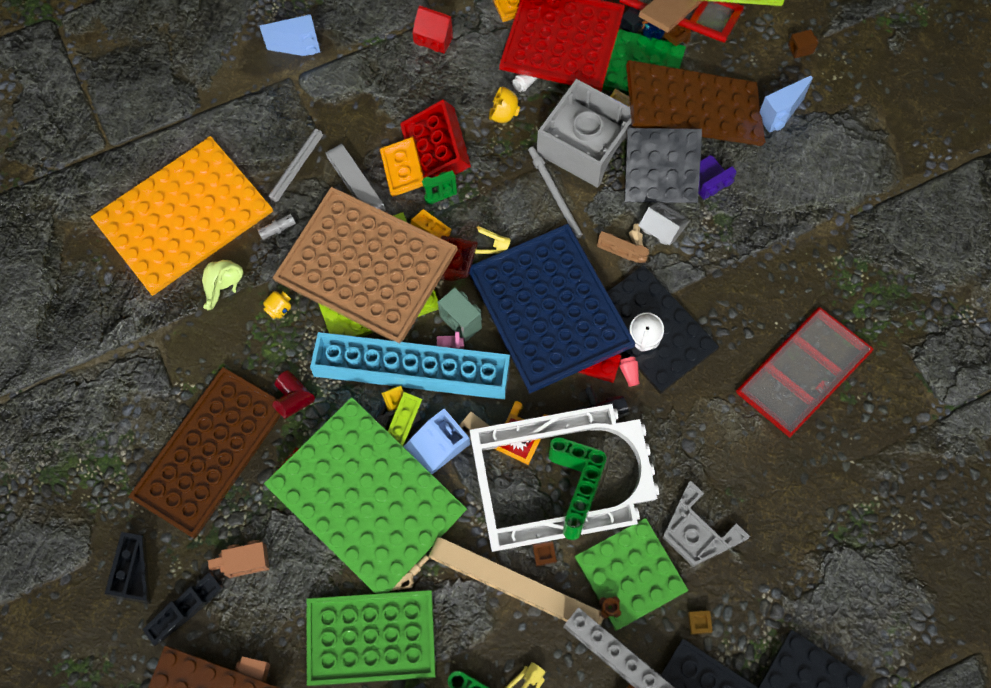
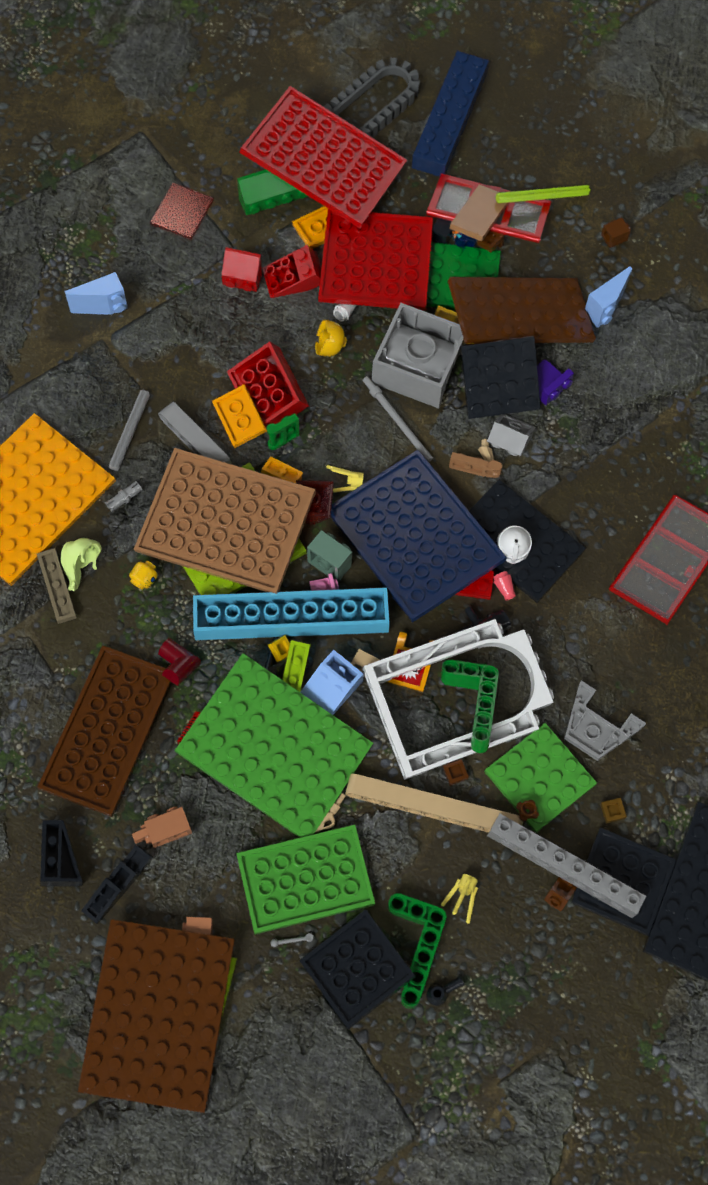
camera: 15 degrees left, 0 degrees up
(193, 302) = (56, 586): none -> dark tan plate
(482, 40) = (293, 273): none -> red slope

